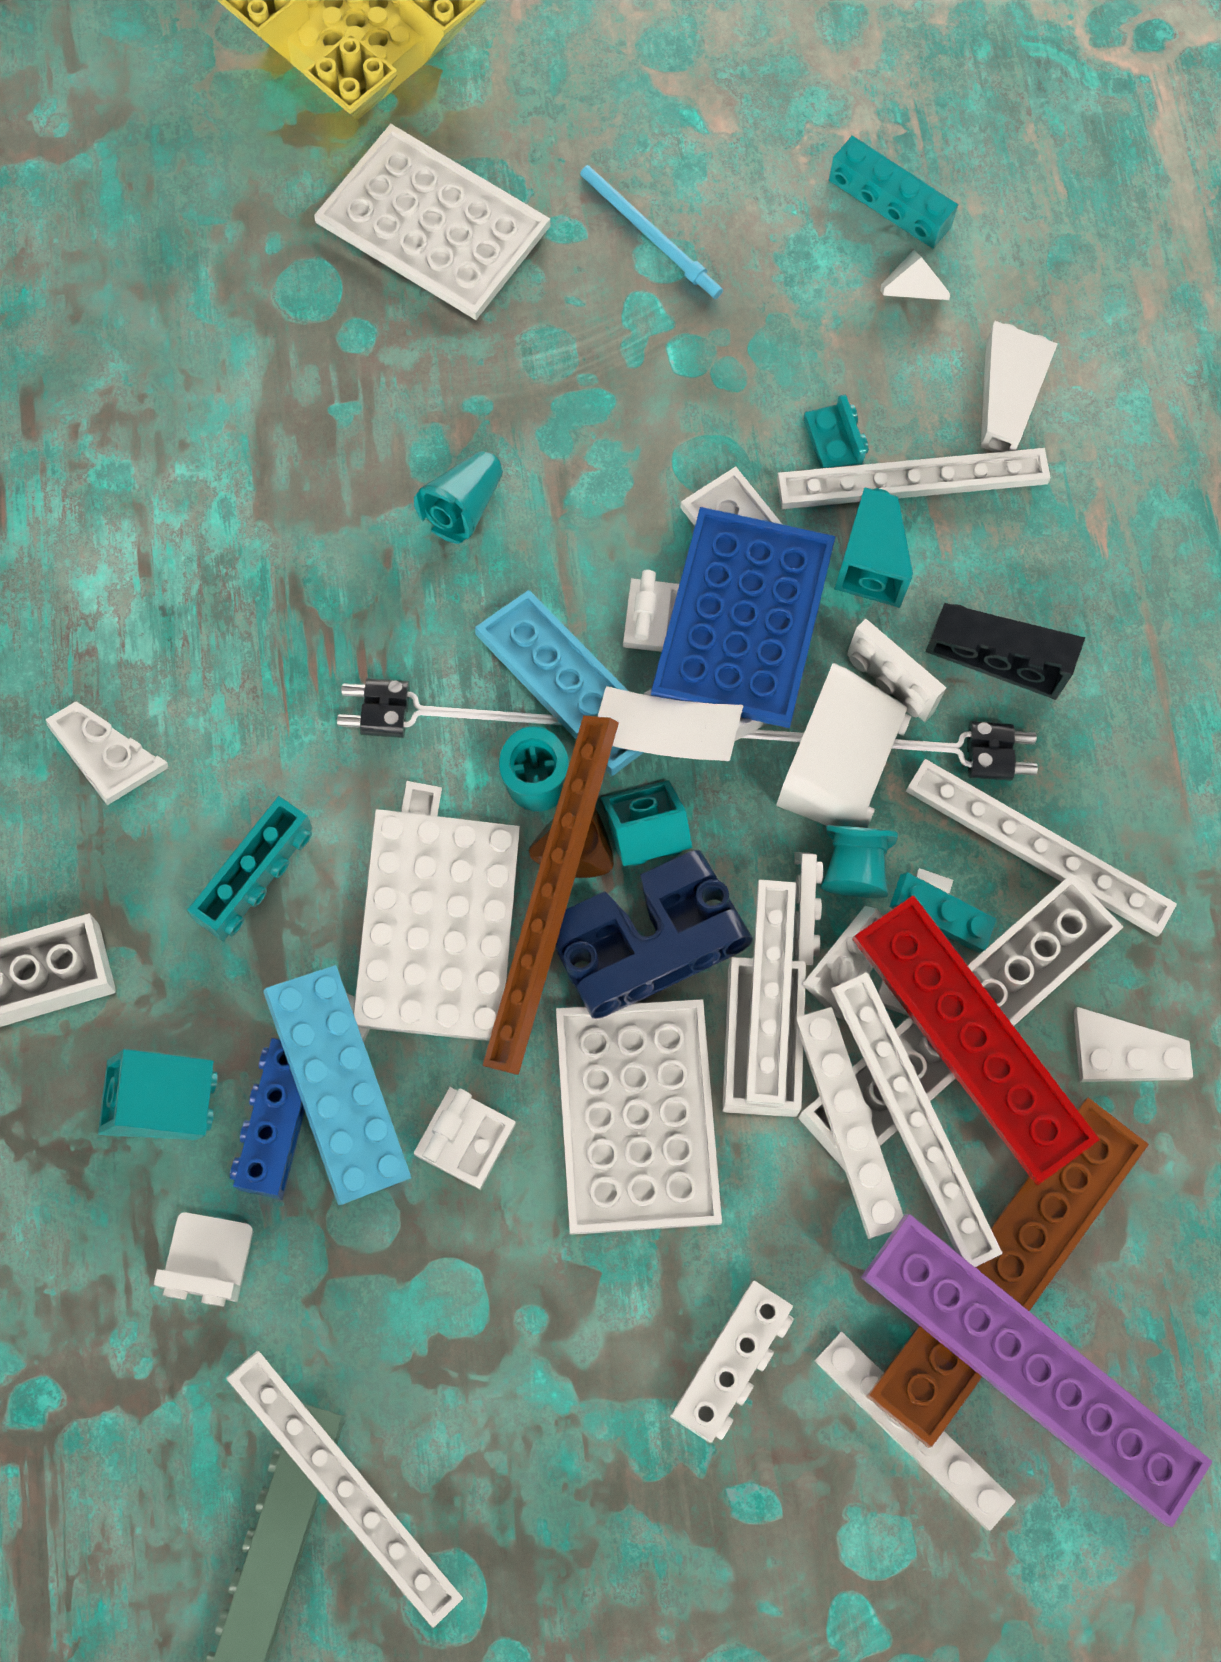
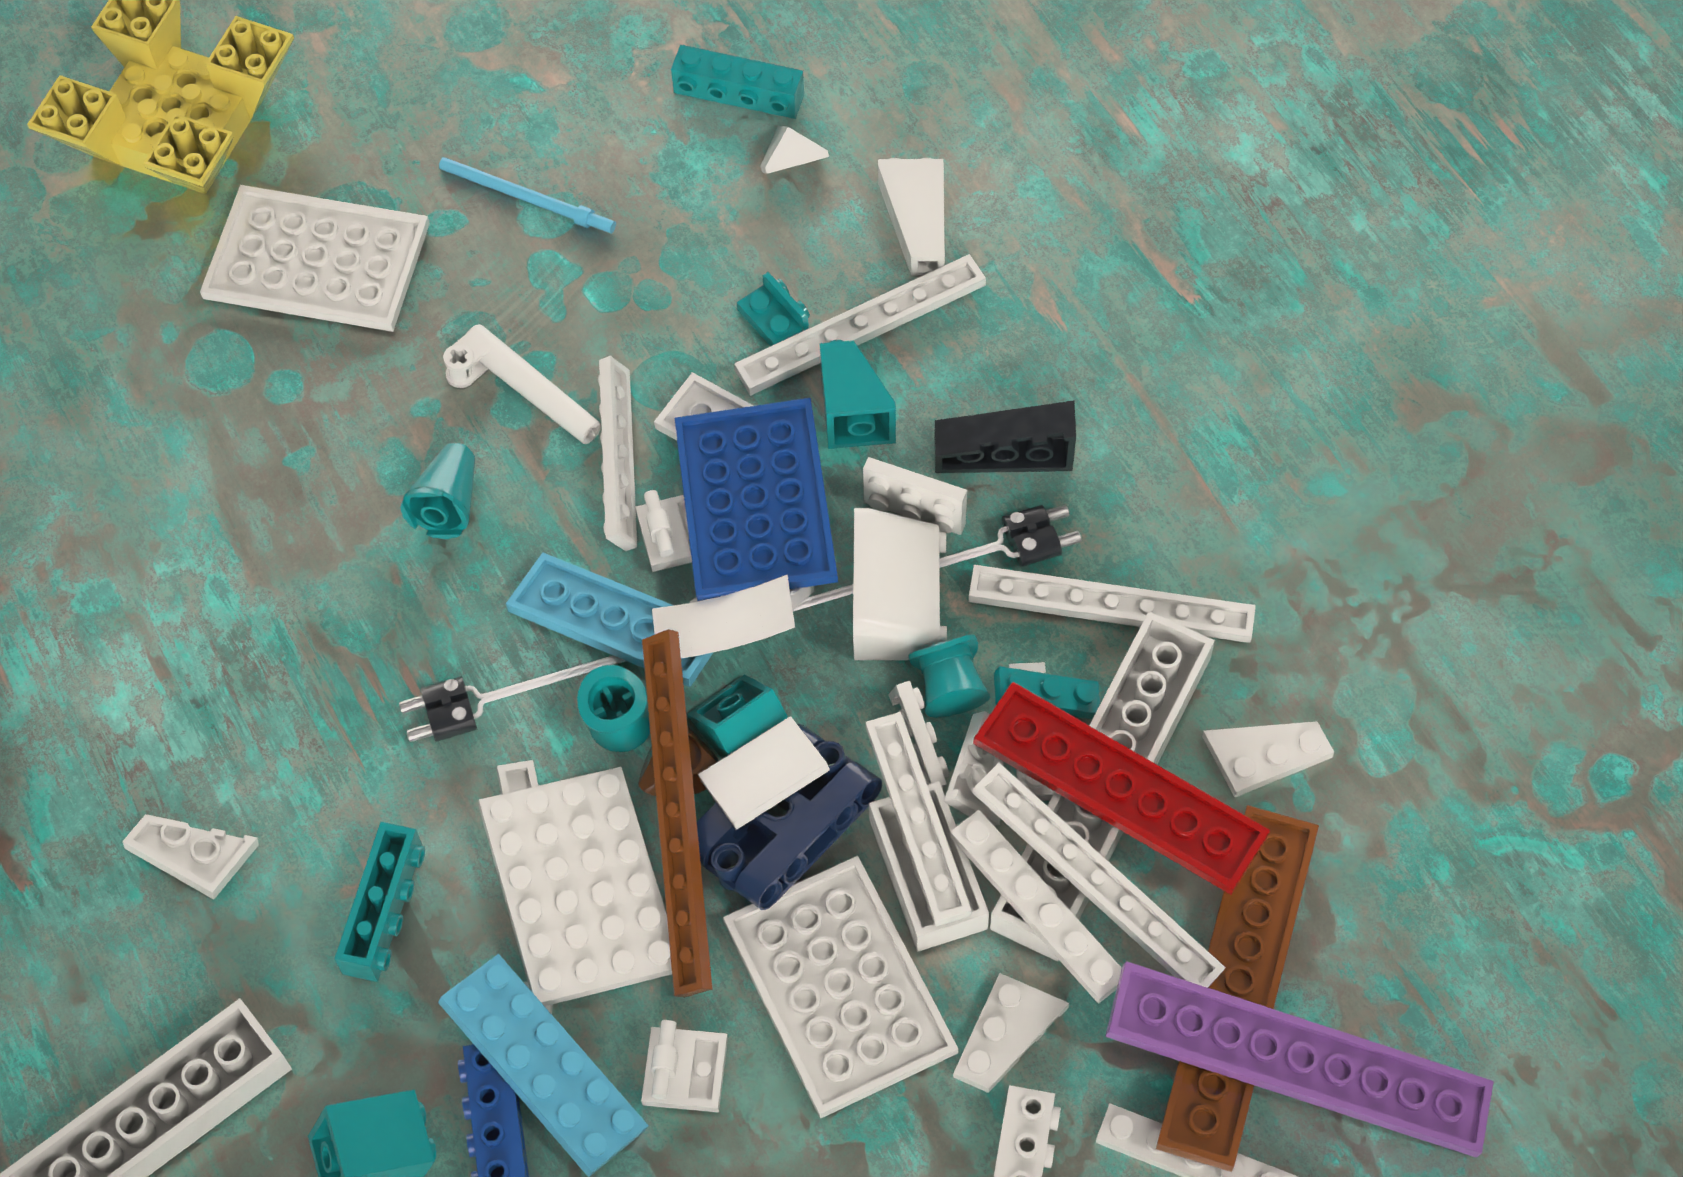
camera: 15 degrees left, 10 degrees down
(550, 371) = (483, 351): none -> white axle
(635, 520) = (617, 454): none -> white plate
(646, 887) = (763, 772): none -> white tile
(774, 1220) = (1005, 1030): none -> white wing

